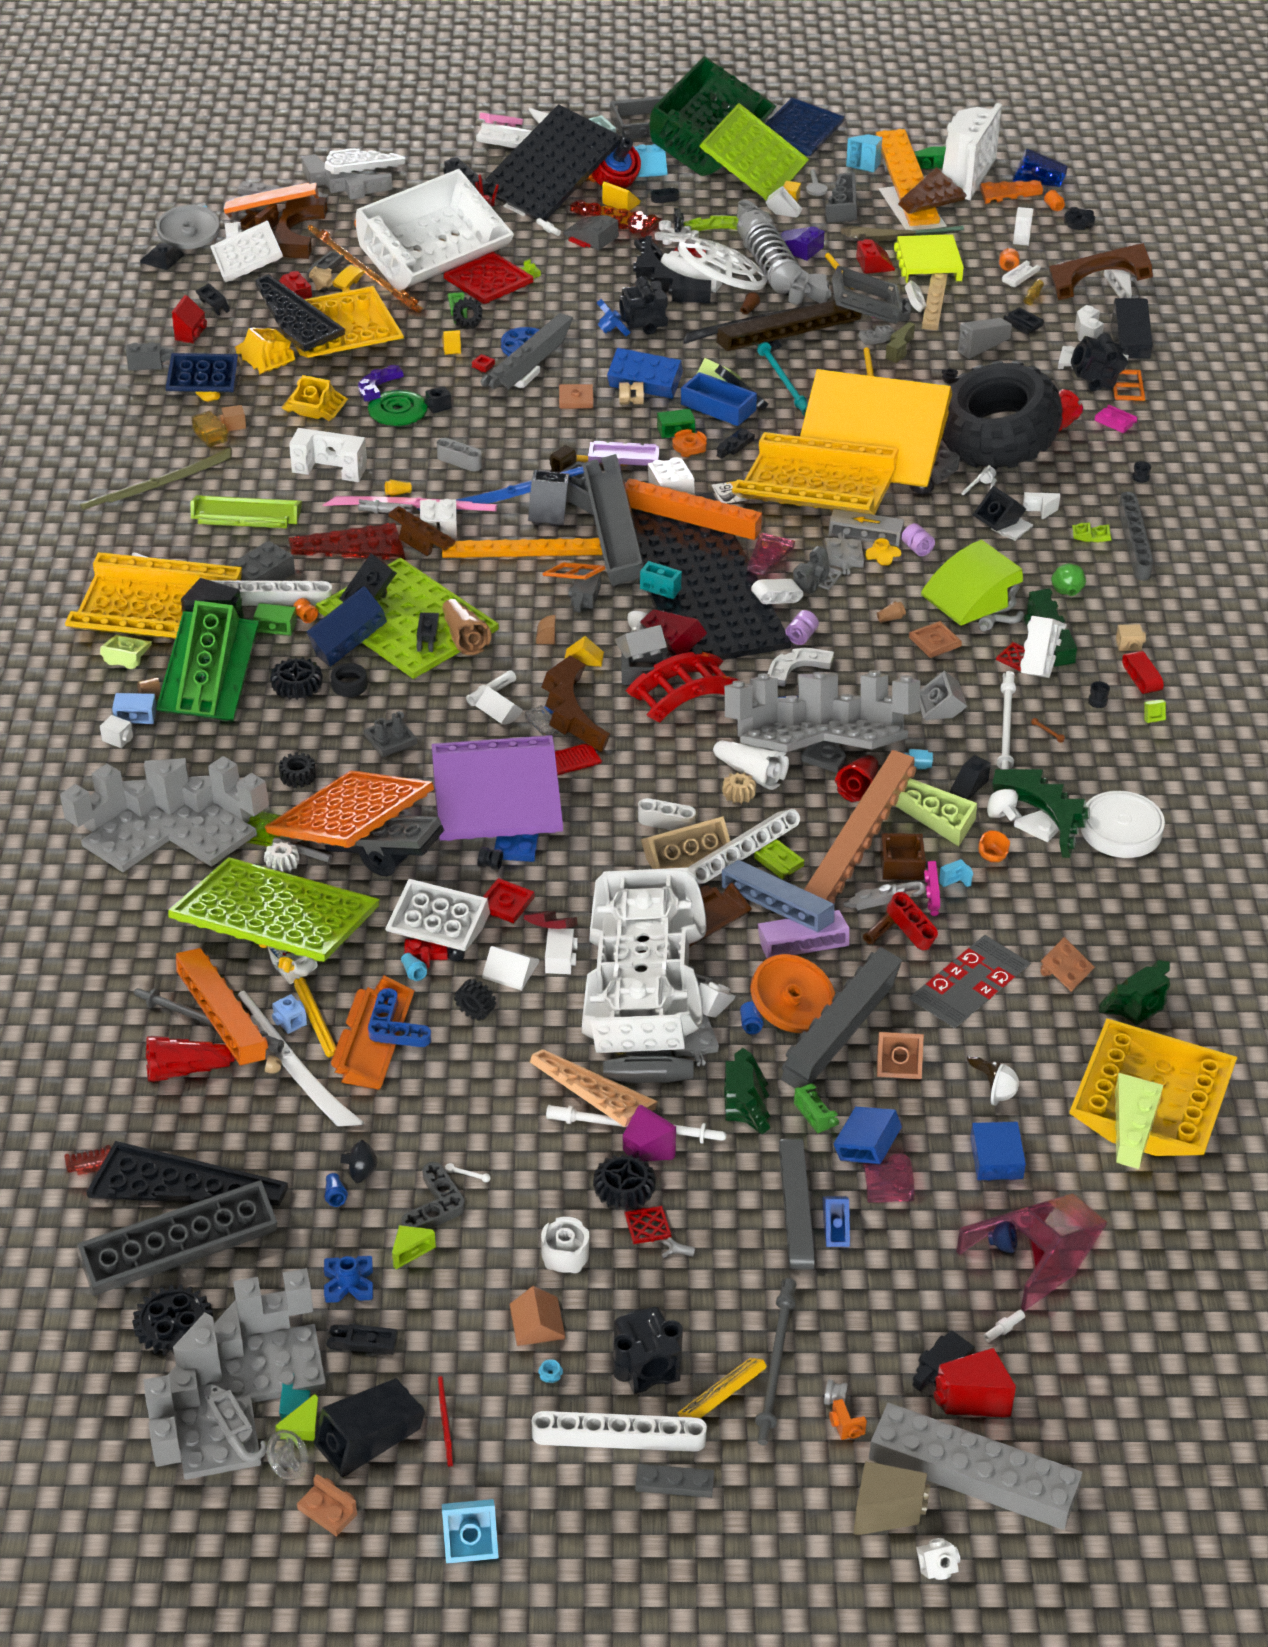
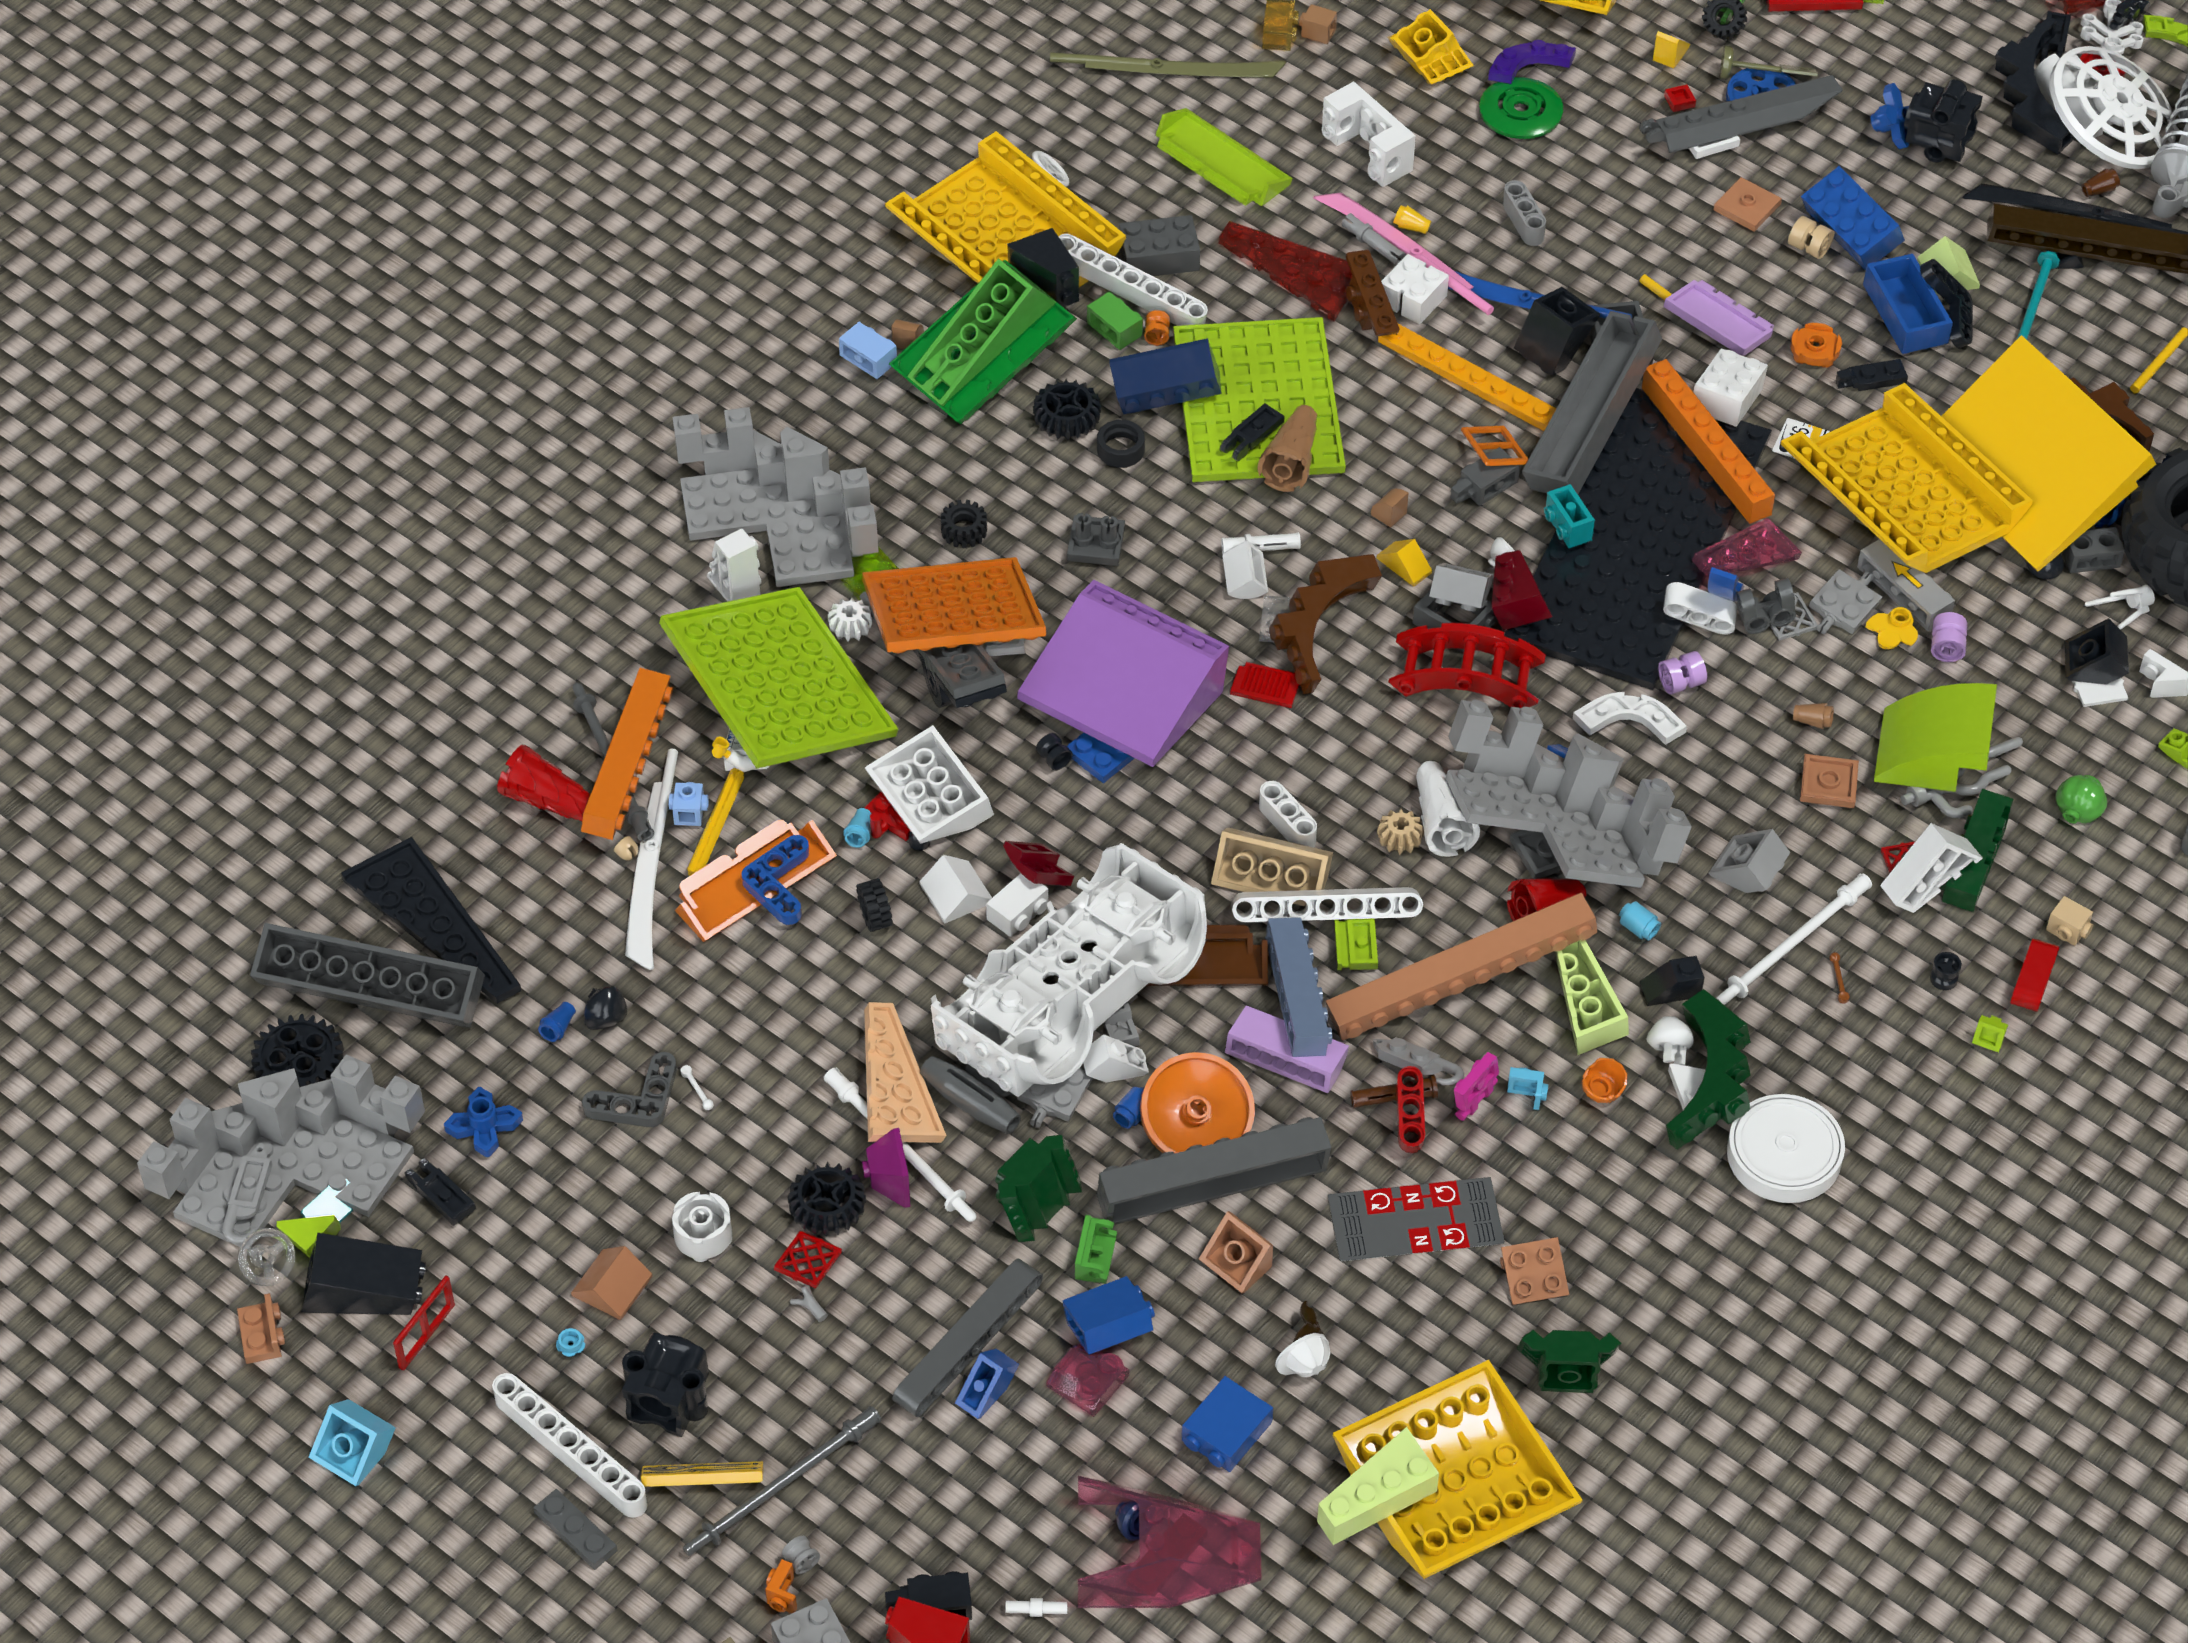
camera: 40 degrees right, 10 degrees up
(87, 1164) = (373, 844): clear red piece -> none
(116, 731) = (828, 367): white brick -> none
(124, 651) = (924, 271): yellowish green slope -> none
(181, 863) = (735, 566): none -> white wedge
(374, 576) = (1238, 334): black plate -> none
(411, 1244) = (567, 1125): lime slope -> none
(438, 399) = (1574, 122): black brick -> none
(492, 334) = (1727, 63): none -> olive piece
(508, 900) = (1023, 811): red plate -> none
(562, 458) = (1621, 288): dark brown brick -> none
(674, 421) = (1824, 307): green brick -> none
(788, 567) = (1724, 584): none -> blue slope
(902, 856) = (1490, 1025): reddish brown container -> none

